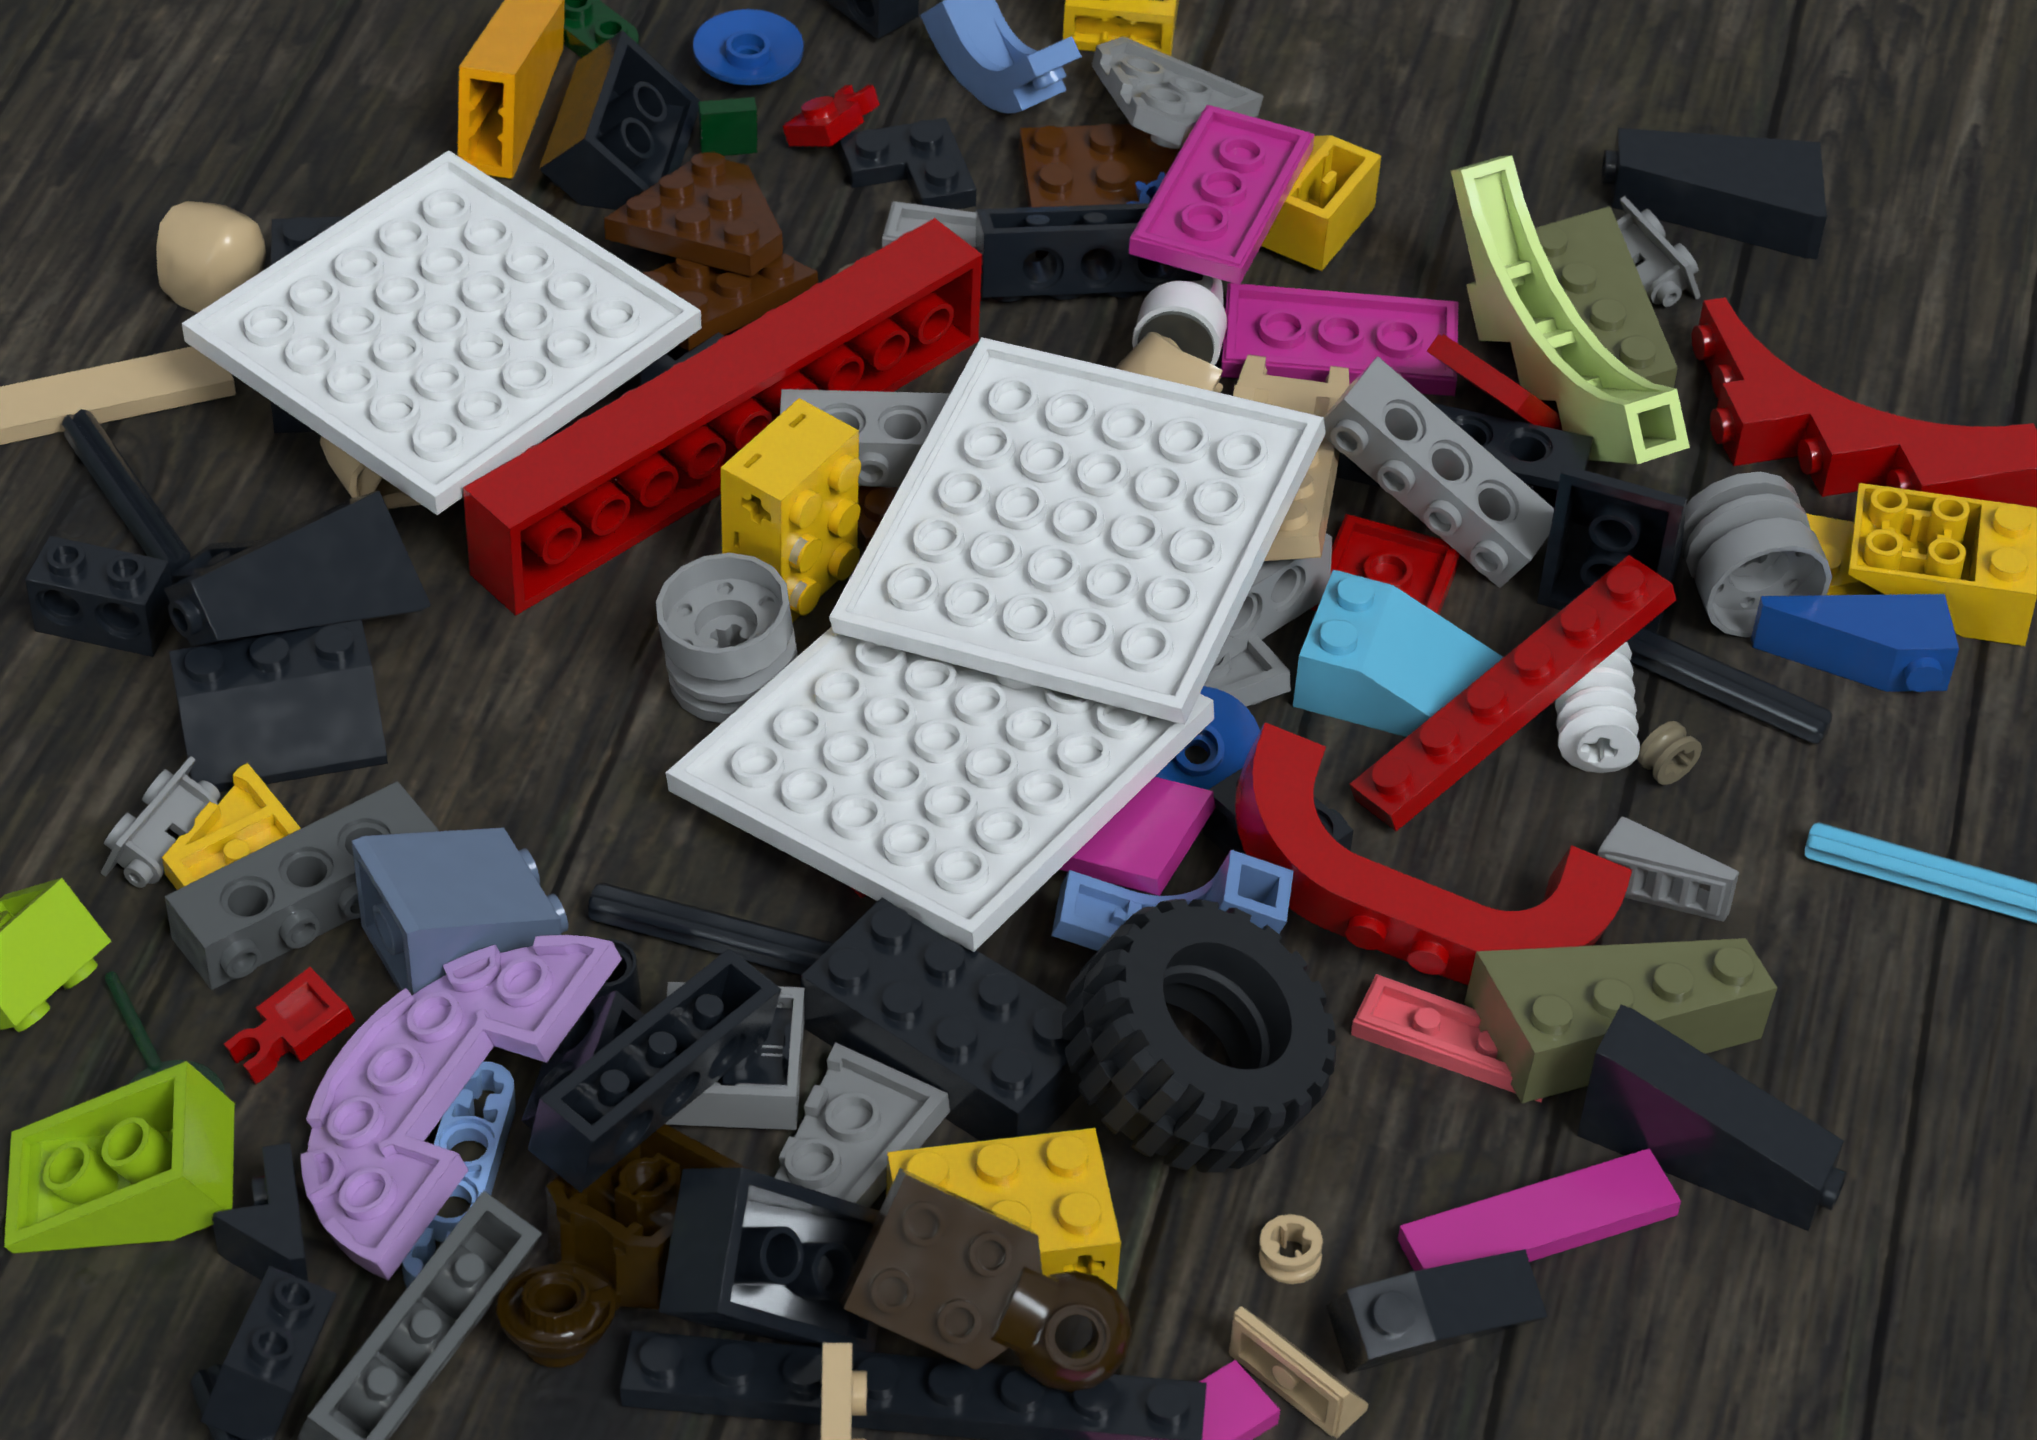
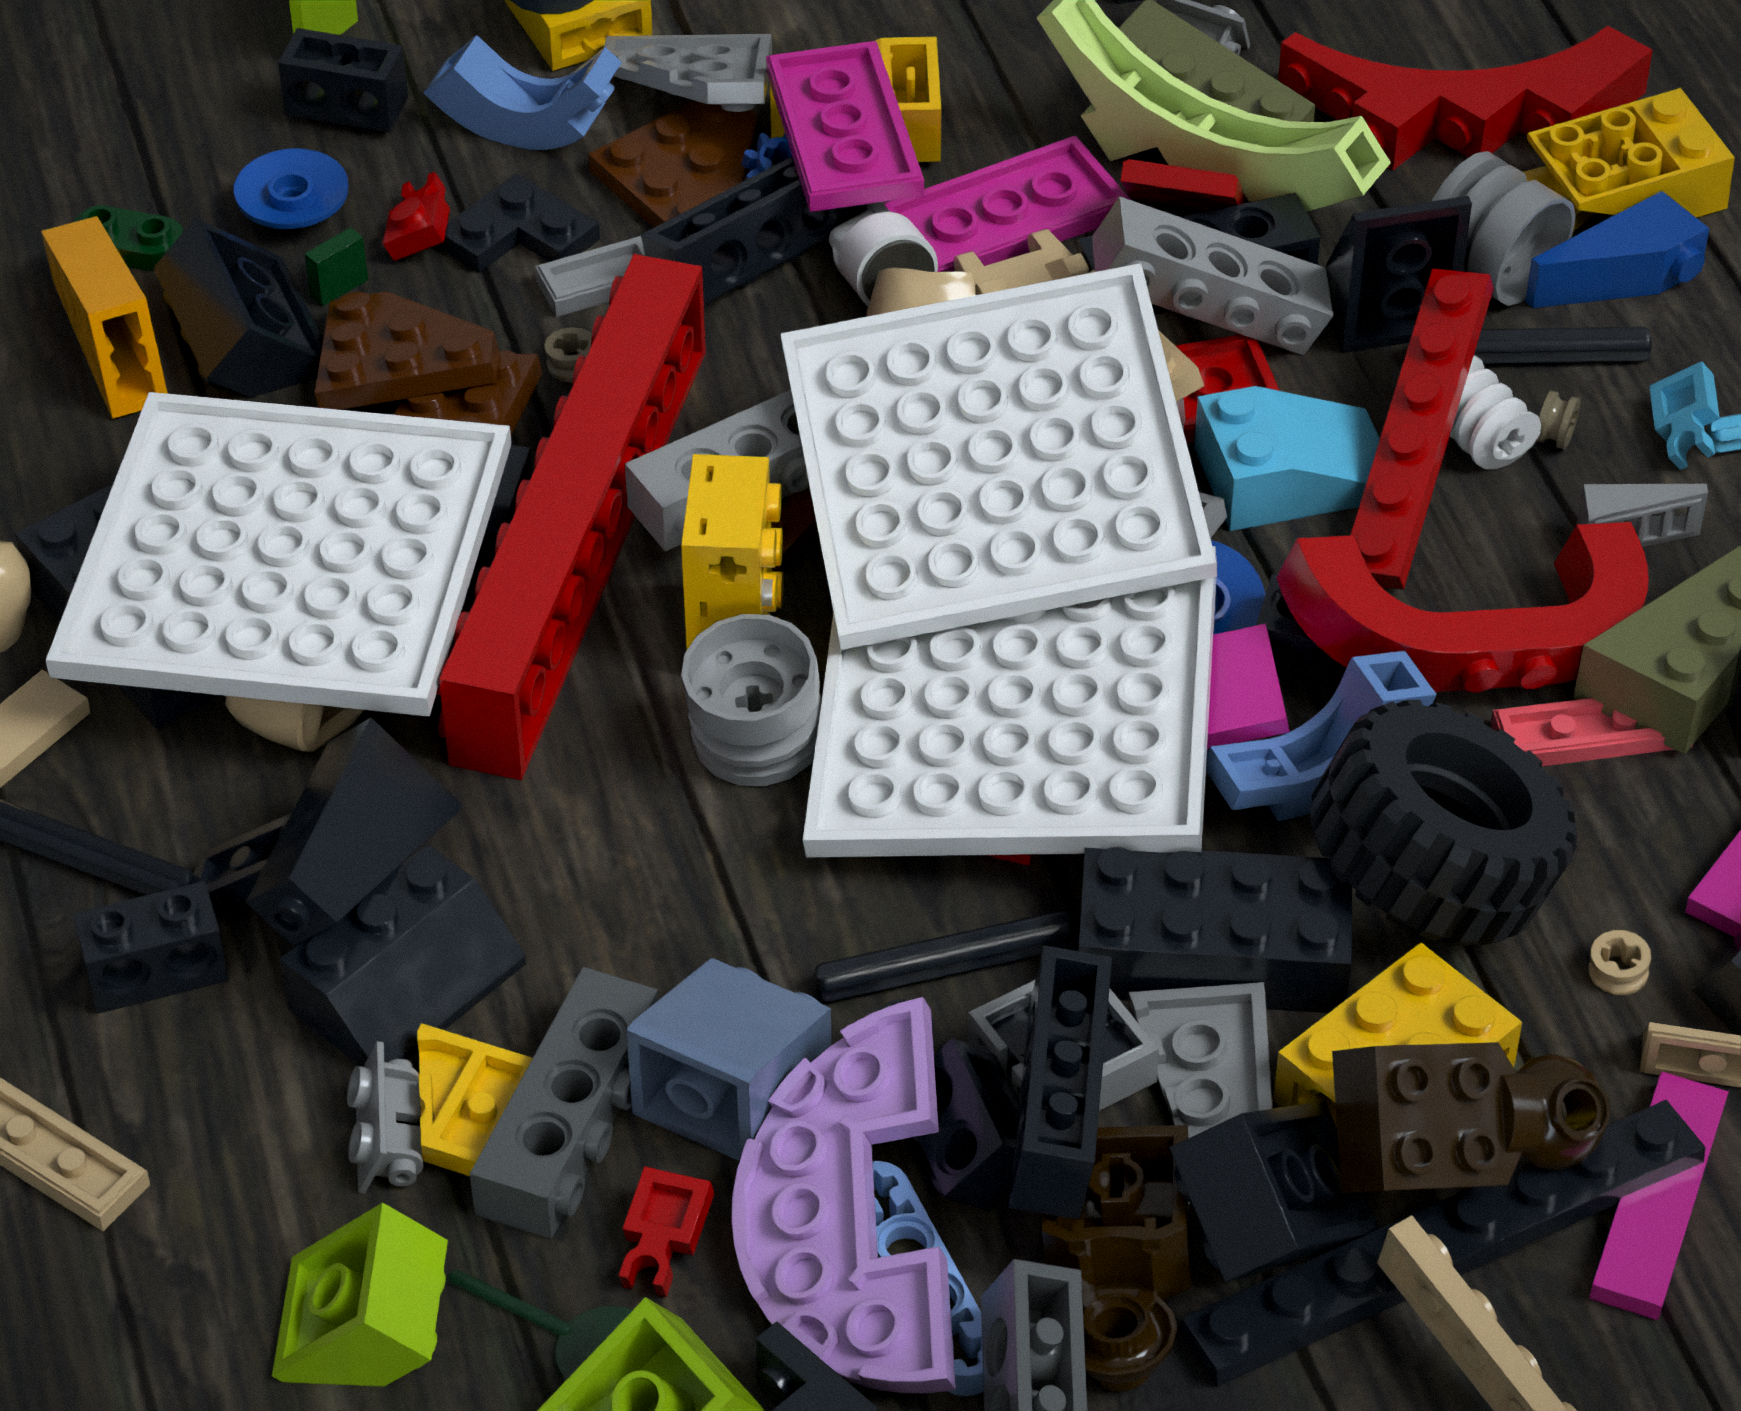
camera: 30 degrees left, 0 degrees up
(1797, 799) = (1682, 409): none -> medium azure plate

